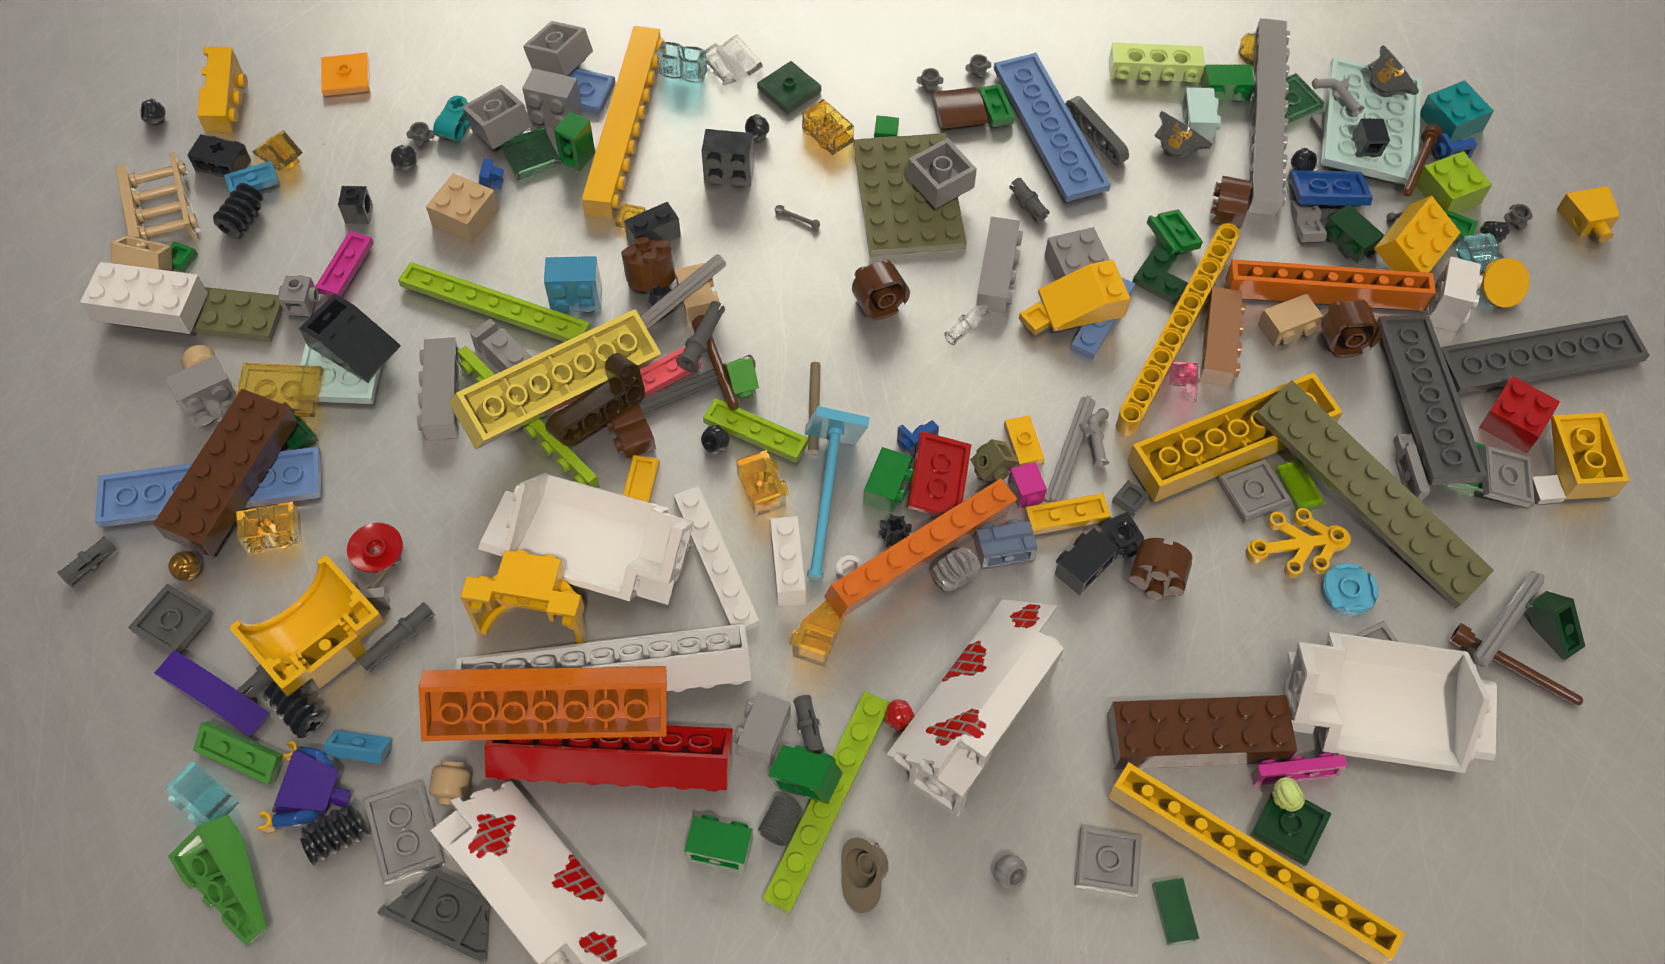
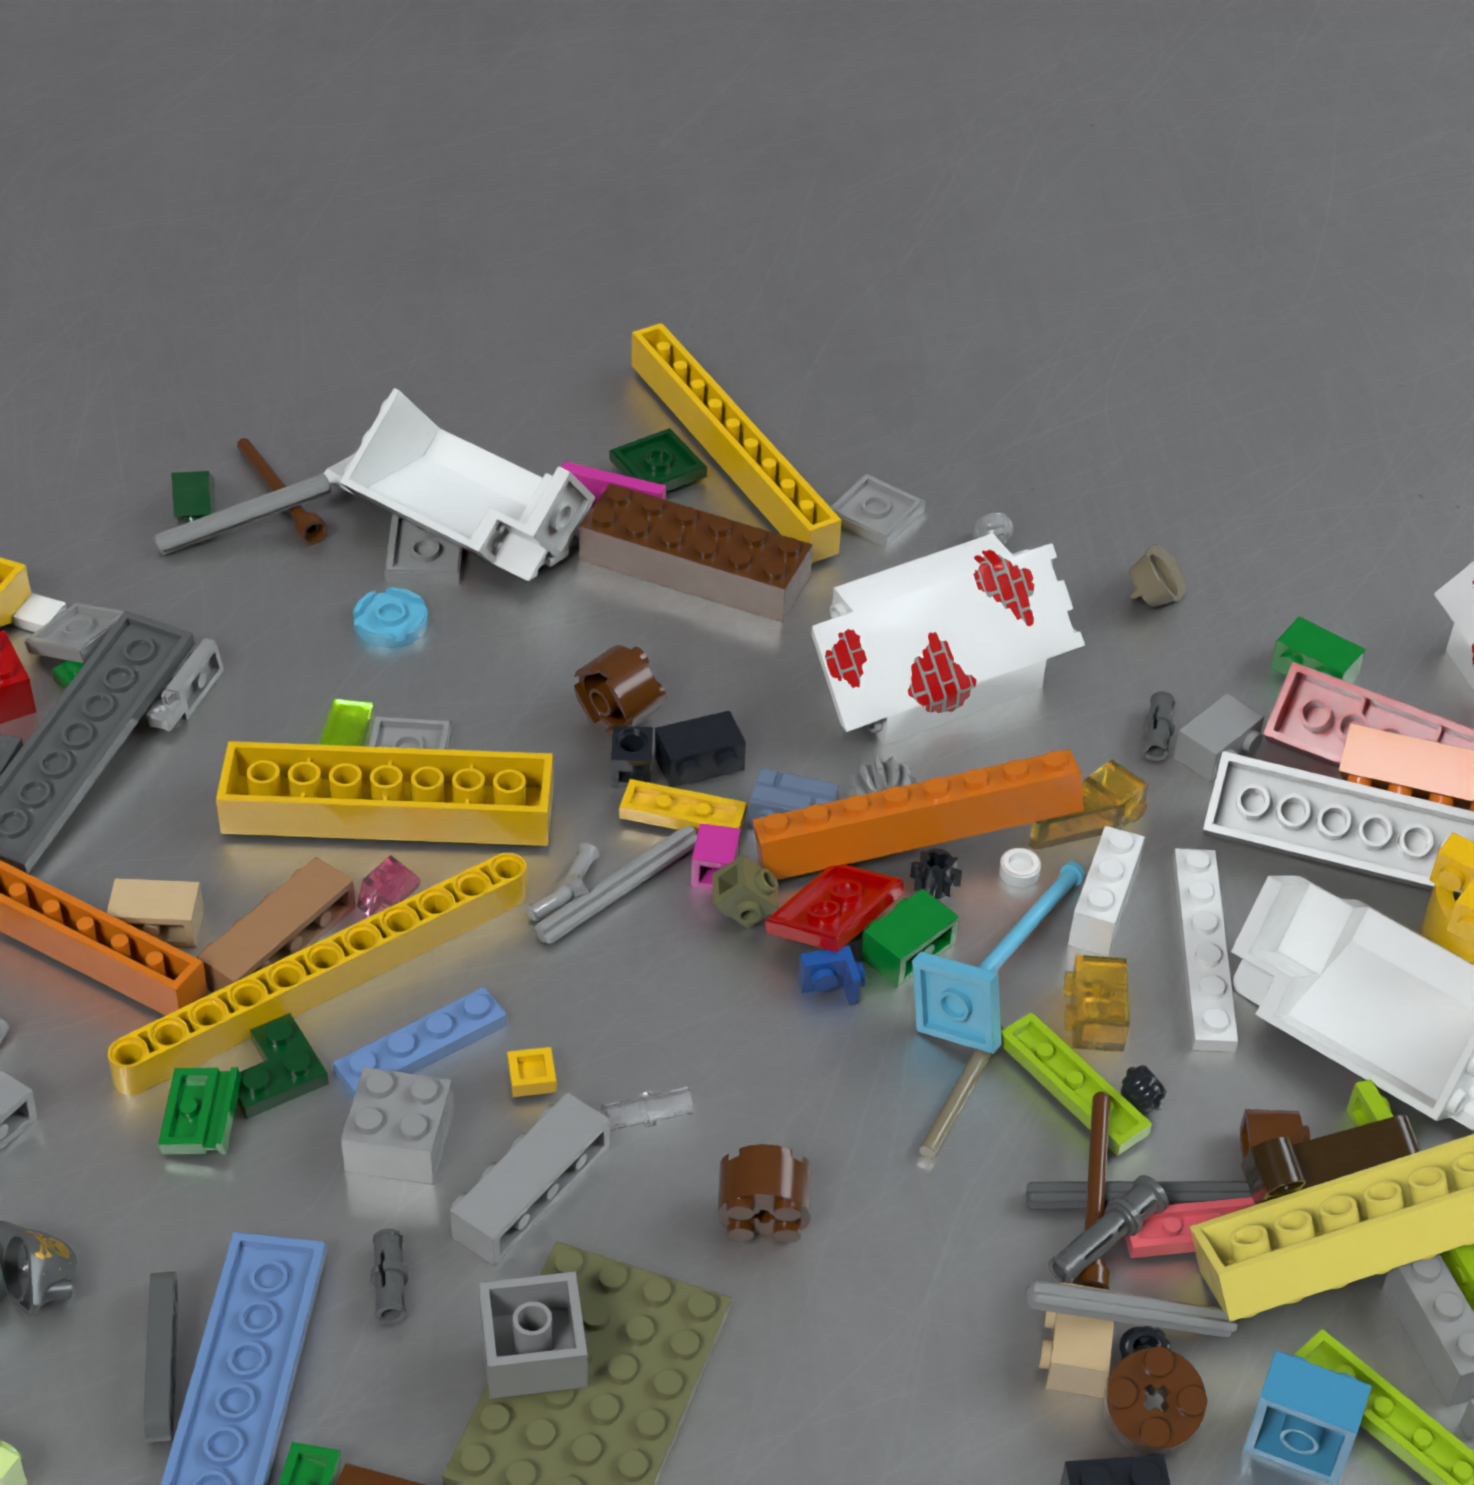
camera: 155 degrees left, 15 degrees down
(641, 478) = (1282, 1083): yellow tile -> none
(742, 376) = (1065, 1154): bright green brick -> none
(779, 210) = (847, 1460): dark grey hinge -> none
(780, 820) = (1236, 651): dark grey piece -> none
(805, 773) = (1189, 667): green brick -> none
(820, 817) = (1162, 663): lime plate -> none
(898, 714) = (1042, 690): red piece -> none
(1024, 440) = (675, 922): yellow plate -> none
(1085, 296) = (445, 1037): yellow slope -> none
(1130, 498) = (579, 803): dark grey tile -> none
(1175, 911) = (833, 455): clear green tile -> none
(1231, 201) = (57, 1123): reddish brown brick -> none
(1288, 794) = (650, 461): yellowish green piece -> none
(1301, 541) = (363, 664): yellow plant -> none
(1350, 328) = (91, 850): reddish brown brick -> none
(1374, 494) = (280, 669): olive plate -> none

